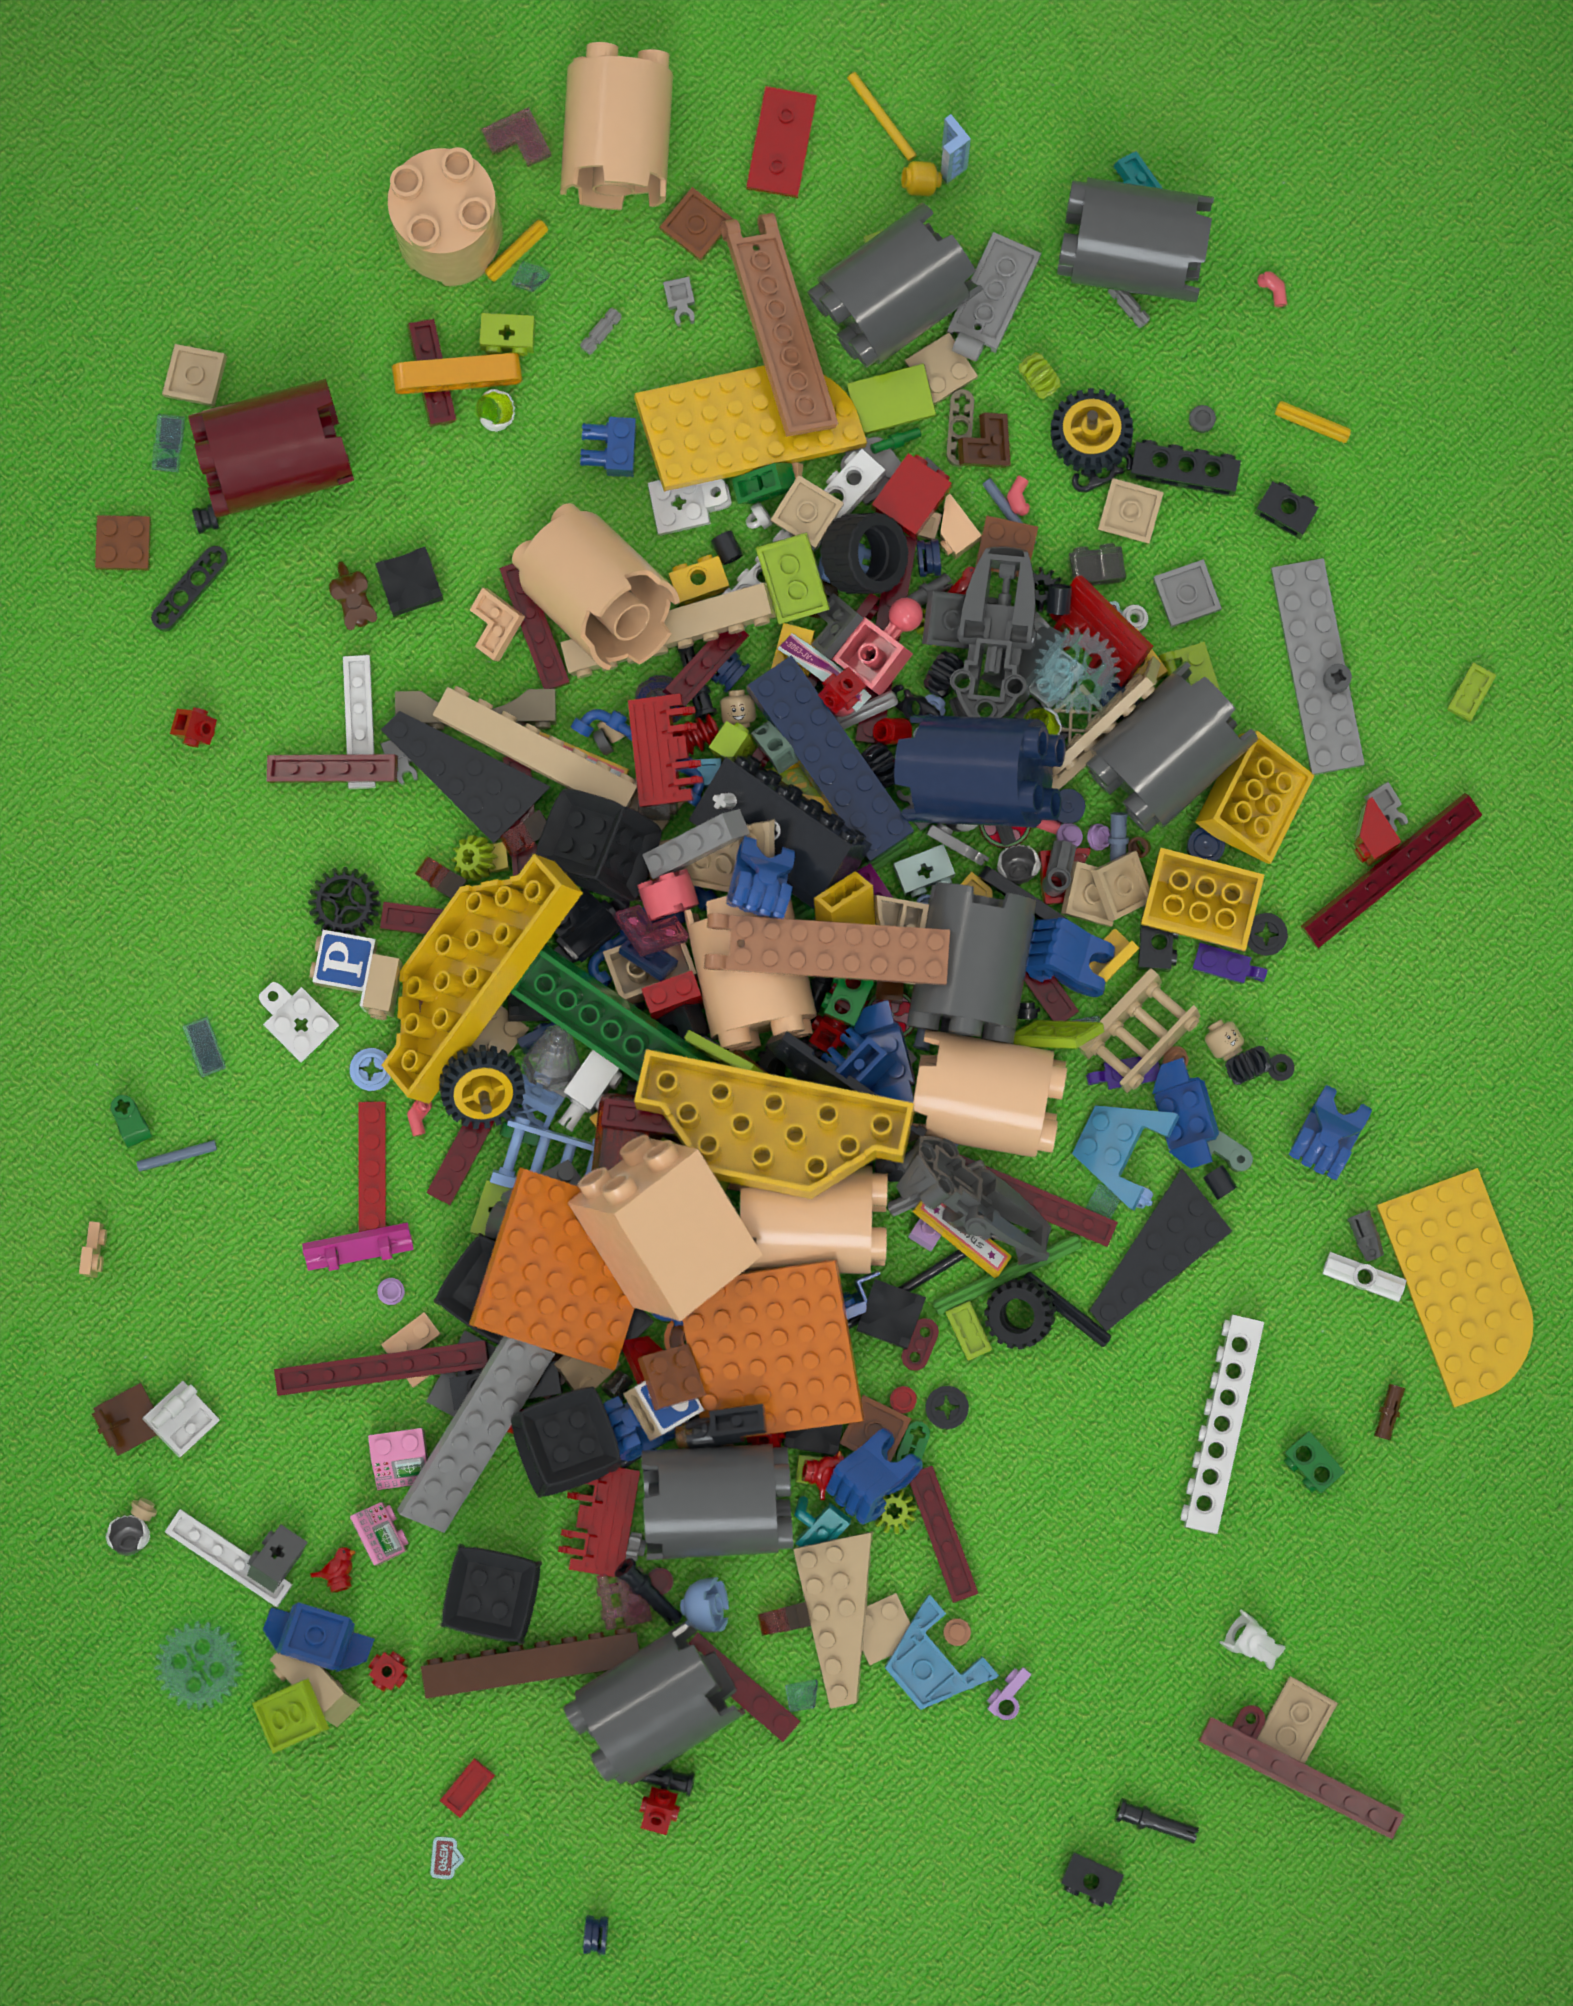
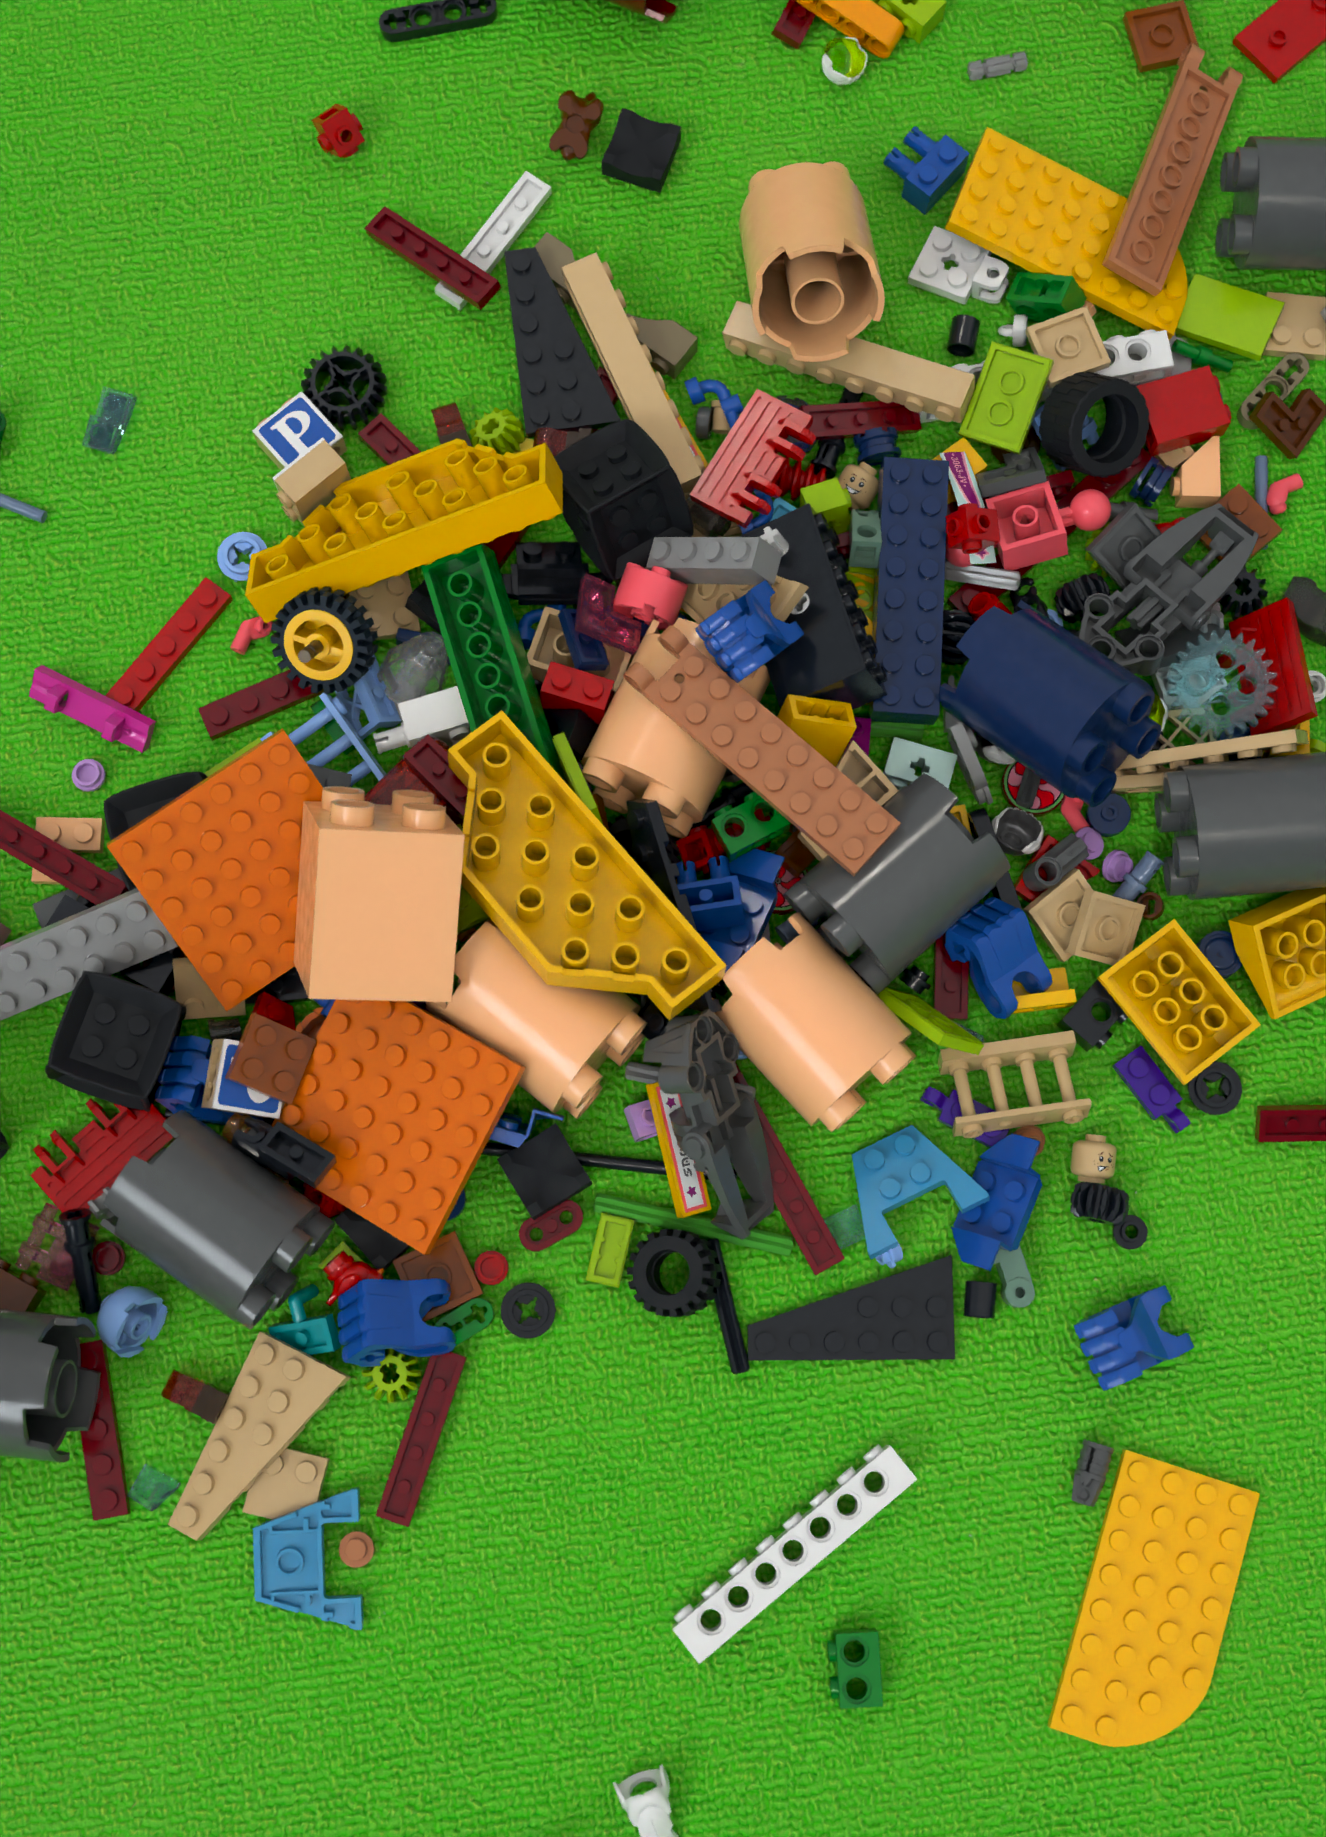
camera: 35 degrees right, 5 degrees down
(289, 1008) = (210, 443): white plate -> none
(403, 761) = (501, 305): light grey plate -> none
(501, 620) = (696, 248): light nougat plate -> none
(536, 632) = (720, 284): dark red plate -> none
(680, 296) = (1094, 88): light grey plate -> none
(690, 593) = (903, 328): yellow brick -> none
(1015, 1681) = (374, 1649): lavender plate -> none
(1059, 599) = (1253, 607): black beam -> none
(1347, 1271) = (1069, 1532): white piece -> none
(1389, 1412) = (977, 1677): reddish brown pin -> none

